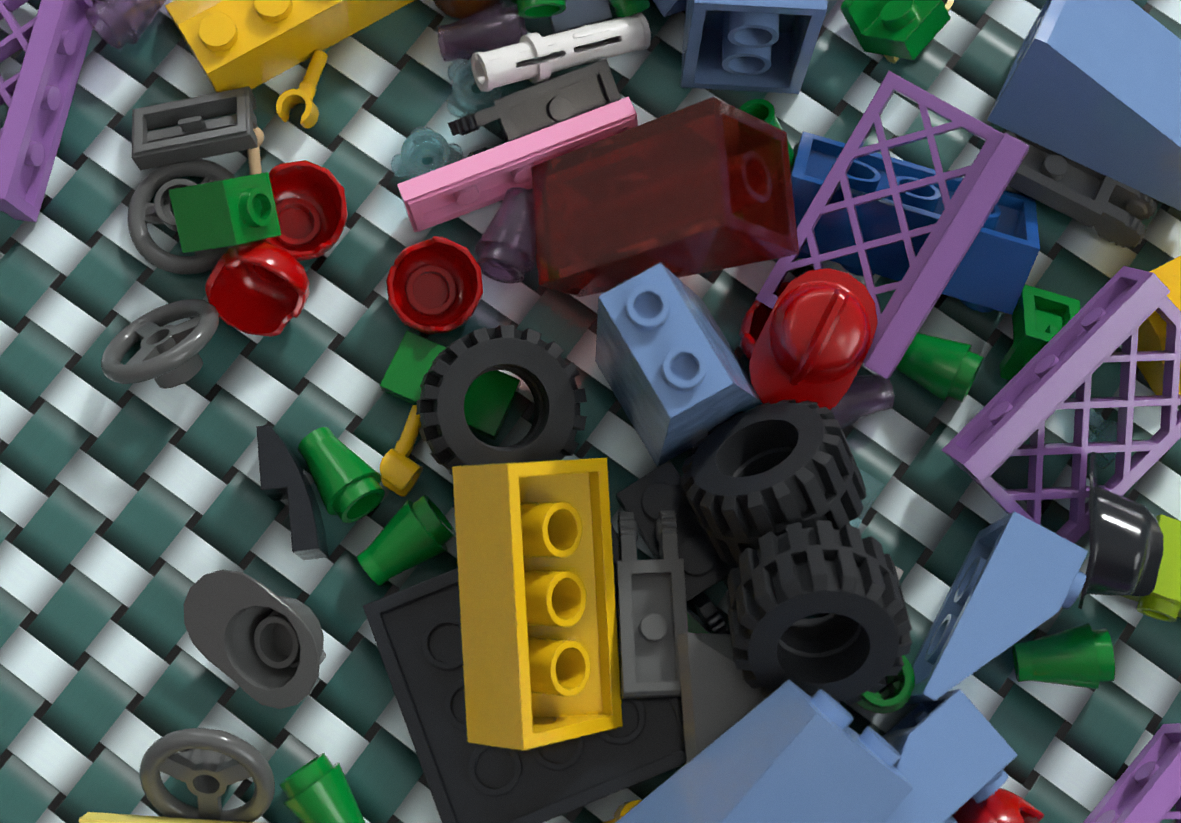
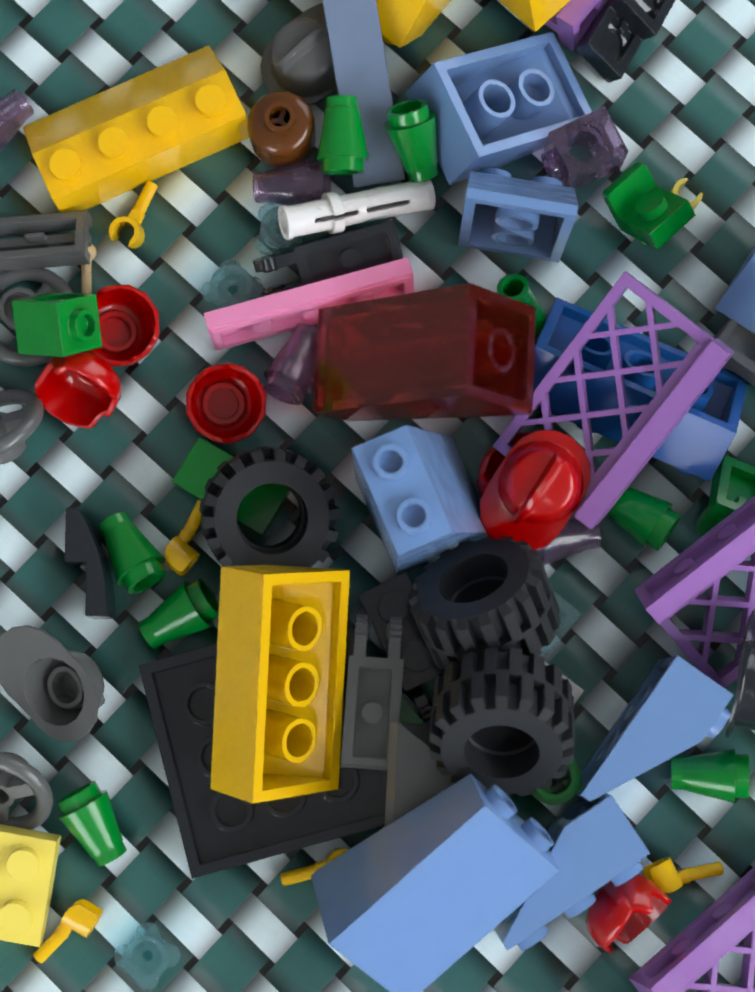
camera: 10 degrees right, 5 degrees up
(1028, 785) = (669, 879): none -> yellow hand

